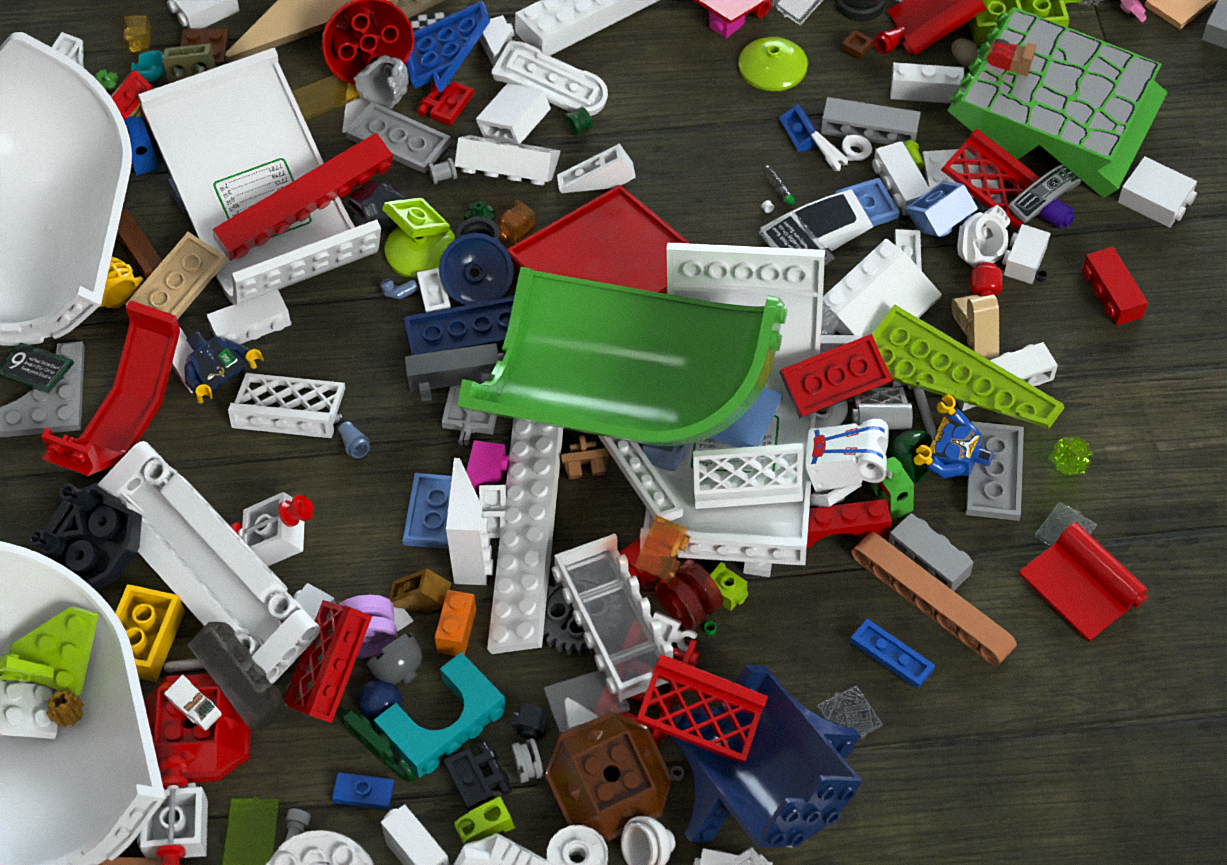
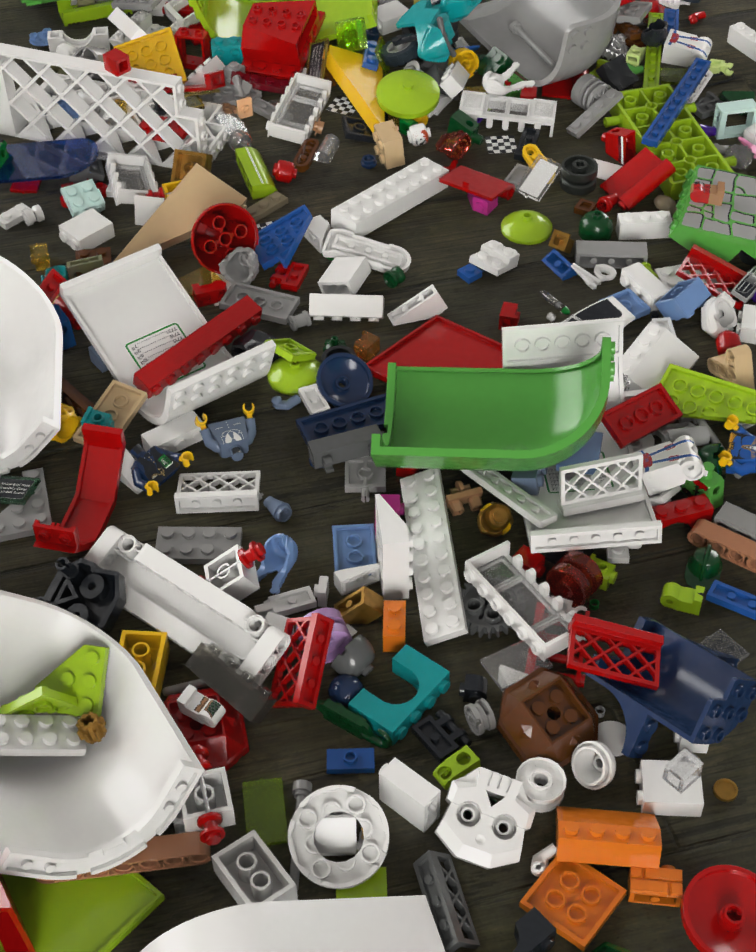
camera: 10 degrees left, 10 degrees down
(156, 291) = (97, 417): none -> teal brick
(246, 474) = (196, 544): none -> light grey plate
(317, 329) = (230, 436): none -> sand blue torso
(334, 572) = (288, 602): none -> white hinge
(337, 115) = (209, 293): none -> red leg
(337, 507) = (280, 557): none -> medium blue hair
(381, 562) = (322, 590): none -> white plate
(423, 551) = (354, 578): none -> white slope
(614, 496) = (494, 519): none -> pearl gold hair
(663, 548) = (552, 541): clear orange brick -> none
(678, 809) = (612, 735): none -> white sticker
(679, 126) = (469, 273): none -> blue plate
(711, 200) = (509, 315): none -> red brick
(716, 109) = (495, 258): none -> white plate
(809, 96) = (561, 241): none -> pearl gold brick
(820, 637) = (682, 598): none -> lime leg
(859, 600) = (703, 568): none -> dark green piece
(863, 76) = (595, 226): none -> dark green cylinder

